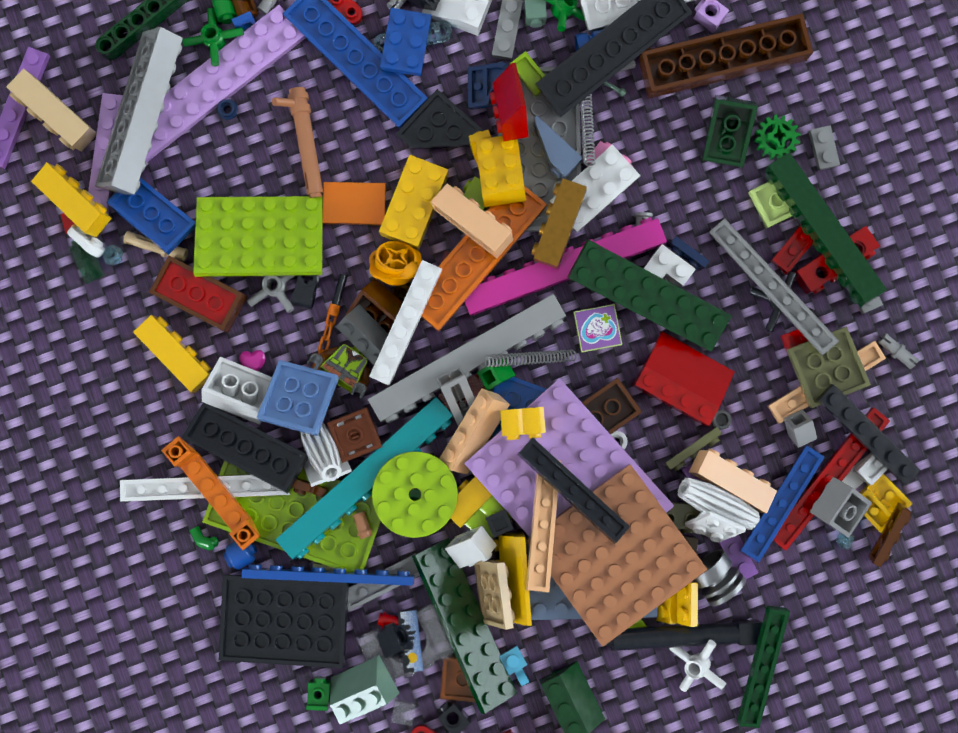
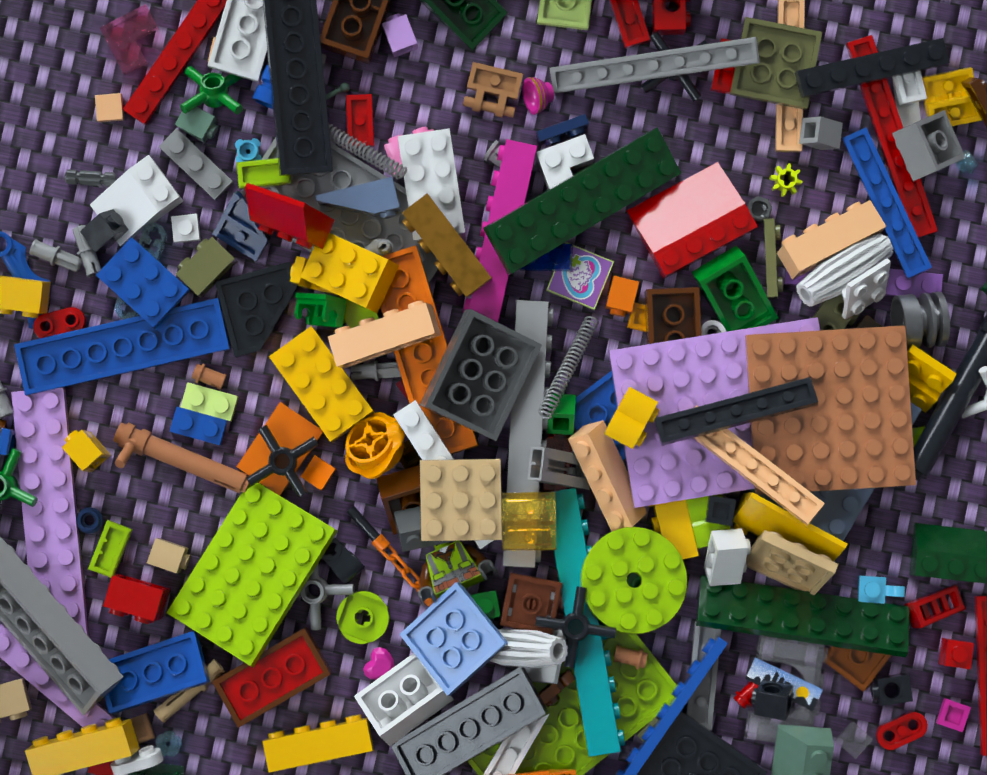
camera: 55 degrees left, 0 degrees up
(112, 231) = (143, 728): none -> medium nougat tile
(193, 171) = (137, 598): none -> red brick
(216, 134) = (110, 548): none -> lime plate
(236, 175) = (168, 556): none -> tan brick
(270, 75) = (85, 450): none -> yellow brick
(284, 320) = (356, 604): none -> lime plate
(335, 140) = (198, 426): none -> blue plate
(338, 204) = (272, 467): none -> black bar
(338, 405) = (488, 603): none -> green brick
(354, 239) = (318, 473): none -> orange slope
(355, 137) = (209, 401): none -> yellowish green plate
(361, 484) = (562, 624): none -> black bar
(372, 125) = (208, 376): none -> nougat pin
(393, 341) = (461, 499): none -> tan plate
(408, 397) = (528, 521): none -> clear yellow slope
(443, 76) = (205, 266): none -> olive brick
(445, 231) = (375, 371): none -> light grey axle
(460, 48) = (185, 228): none -> white plate
(464, 171) = (321, 309): none -> green hinge
(487, 301) = (480, 374): none -> dark grey slope
(517, 704) = (919, 613): none -> red slope
(530, 181) = (380, 247): none -> light grey arm
(539, 50) = (252, 145): none -> medium azure plate
(594, 384) = (637, 318): none -> light orange tile
(598, 304) = (555, 260): none -> clear blue plate
(602, 364) = (621, 296): none -> orange brick
(608, 115) = (360, 118): none -> red plate
(654, 438) = (734, 291): none -> green slope
(681, 105) = (399, 34): none -> lavender brick
(691, 189) = (494, 82): none -> medium nougat plate
(701, 221) = (537, 94): none -> dark pink piece
(759, 425) = (792, 176): none -> neon yellow gear

